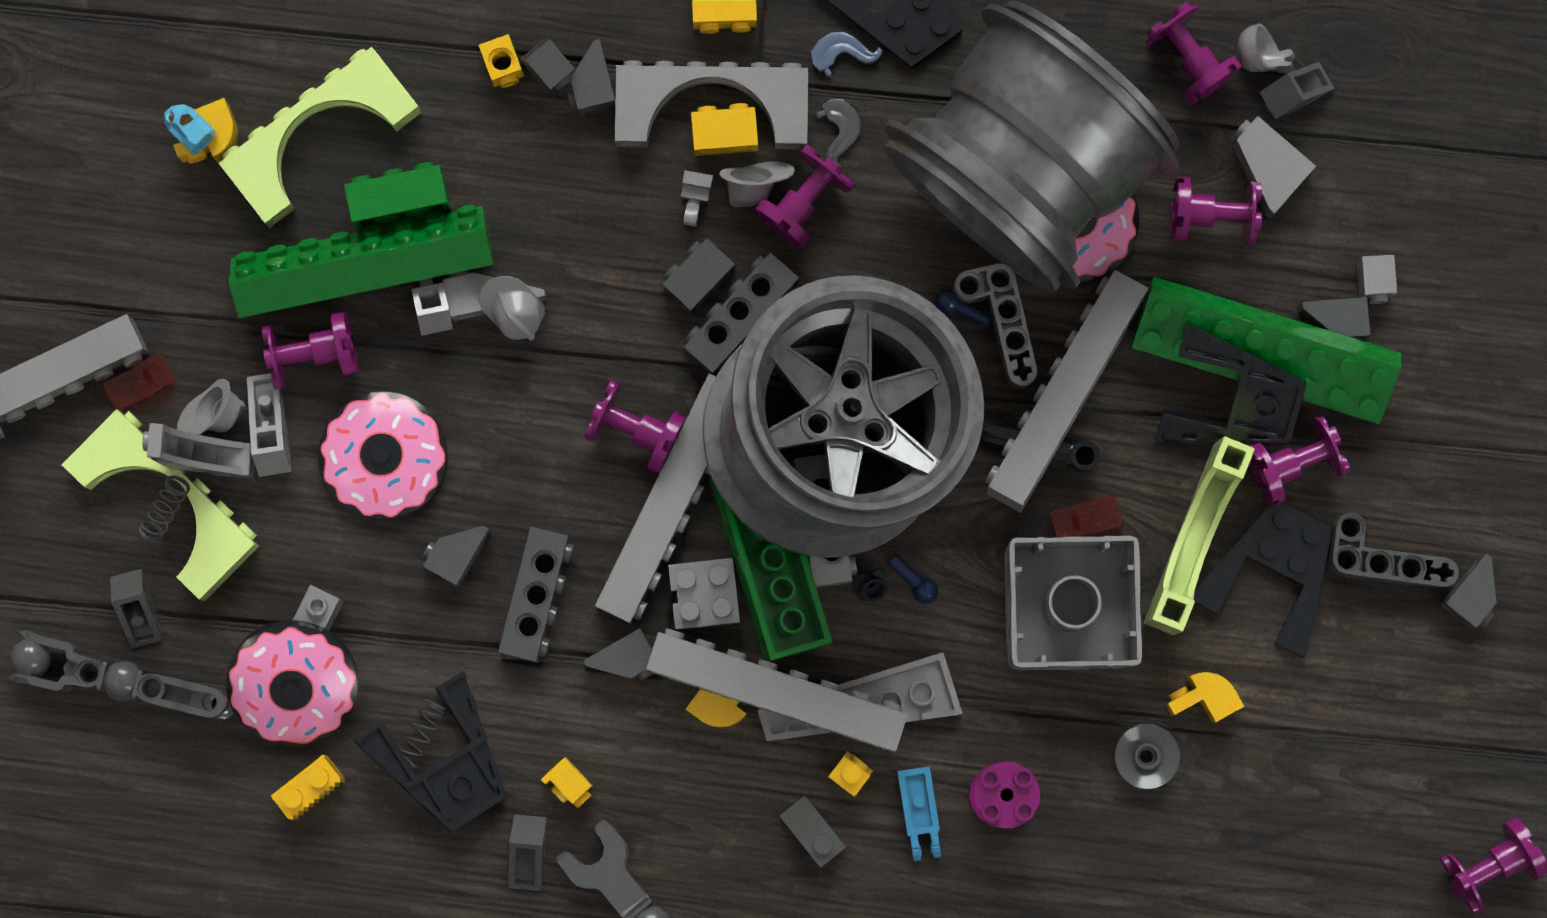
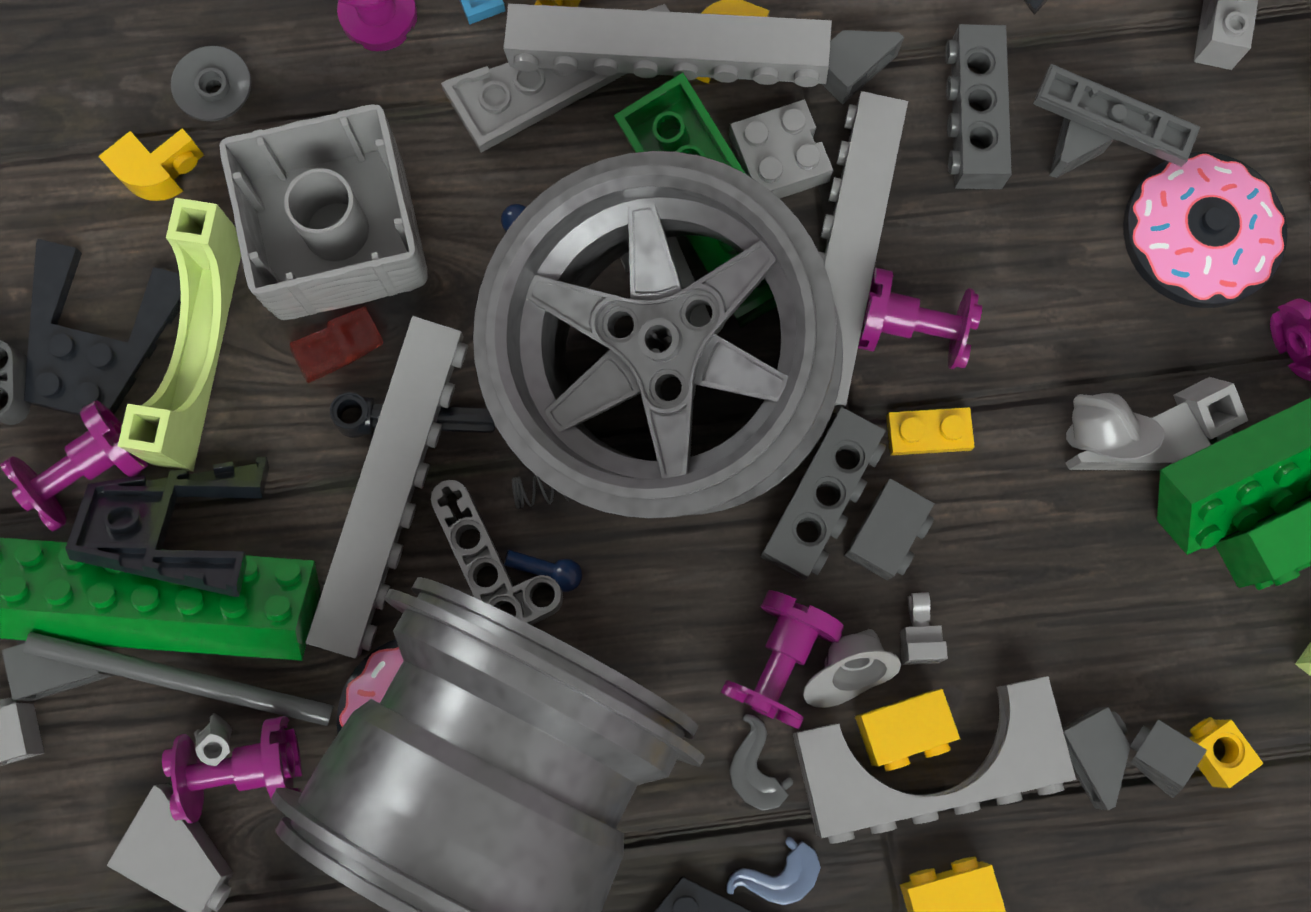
camera: 165 degrees right, 5 degrees down
(435, 552) = (1116, 115): none -> dark grey plate
(645, 346) = (930, 431): none -> yellow plate
(1227, 235) = (213, 741): none -> light grey bar
(1244, 285) = (177, 678): none -> dark grey piece

